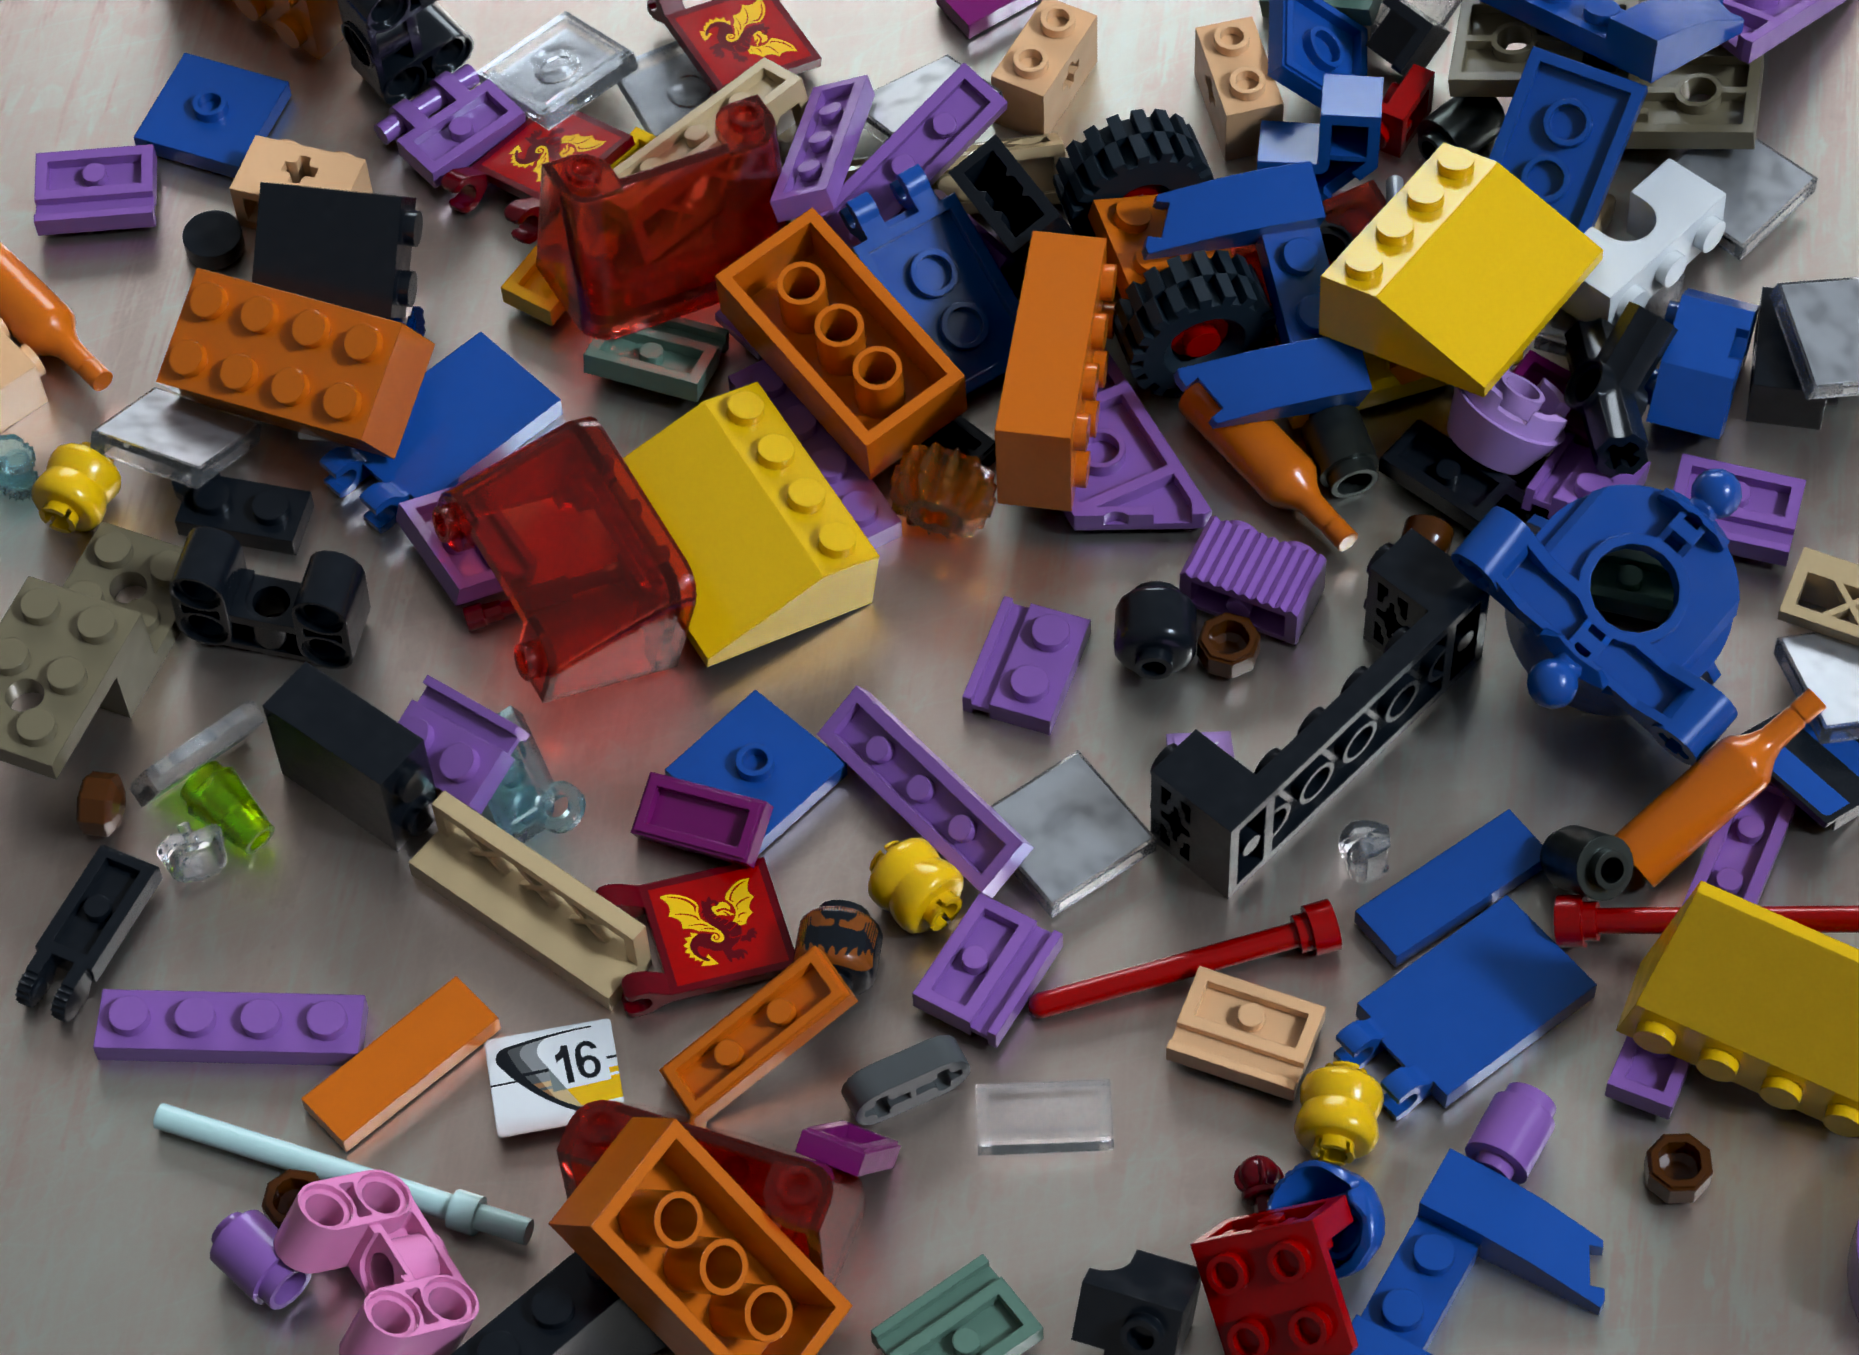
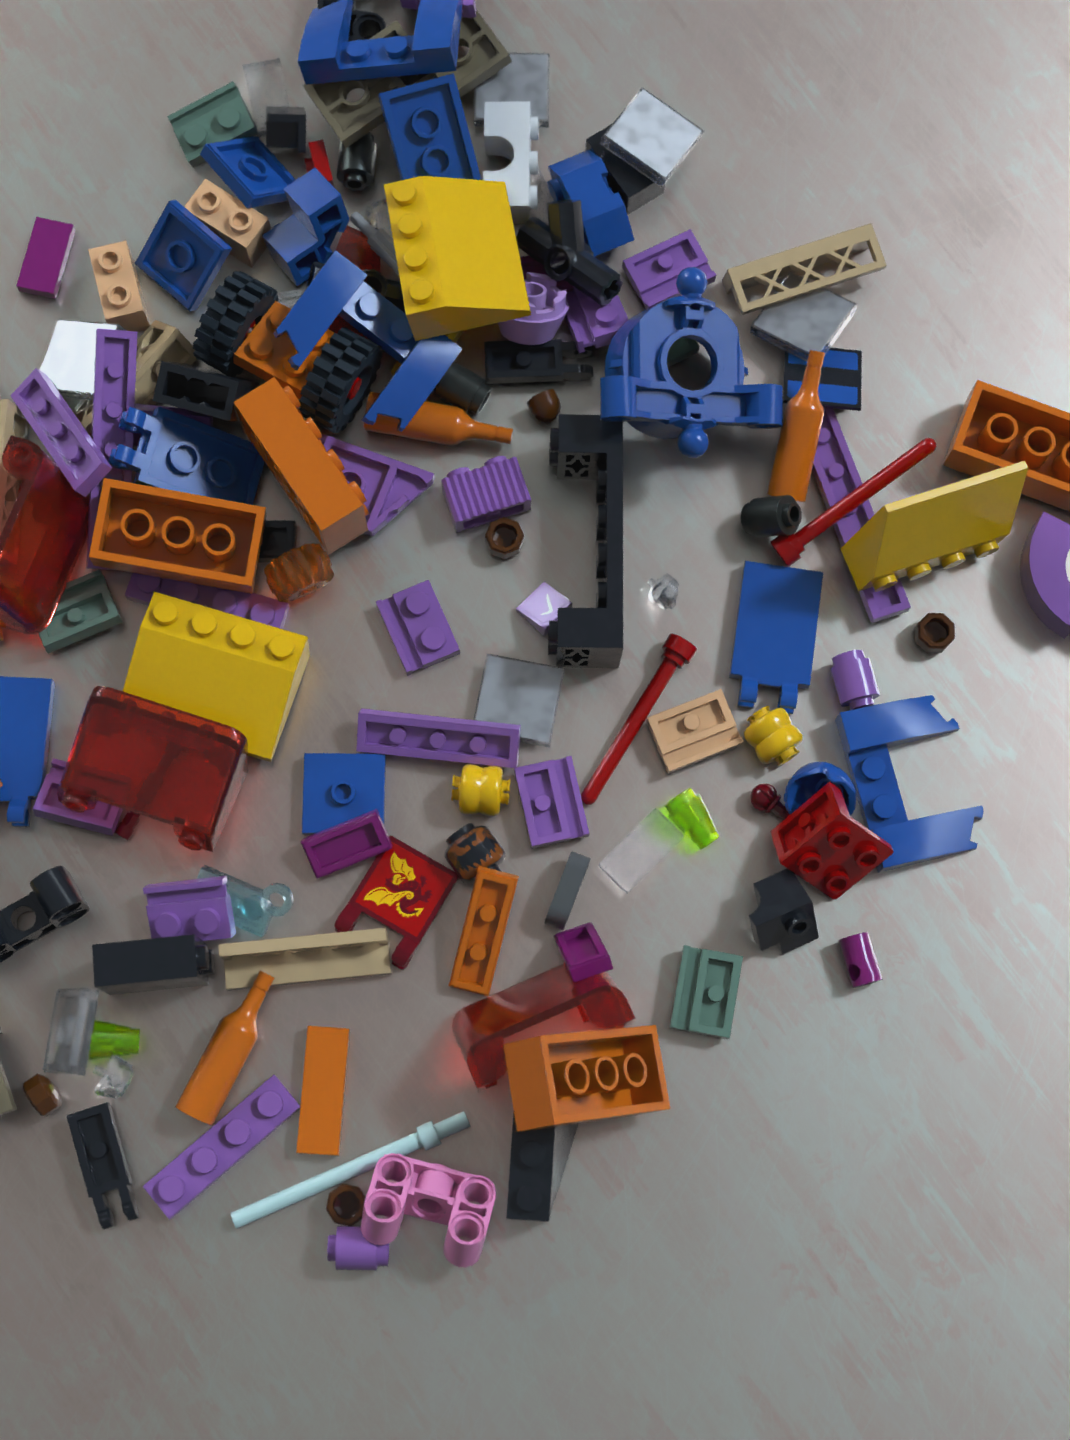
camera: 50 degrees left, 20 degrees up
(331, 927) = (224, 1057): none -> orange piece
(550, 1074) = (401, 1032): sticker -> none
(1143, 1125) = (692, 818): none -> clear neon green cone
(1153, 70) = (183, 255): none -> blue plate
(1155, 630) = (467, 560): black head -> none
(1450, 888) = (715, 577): blue tile -> none

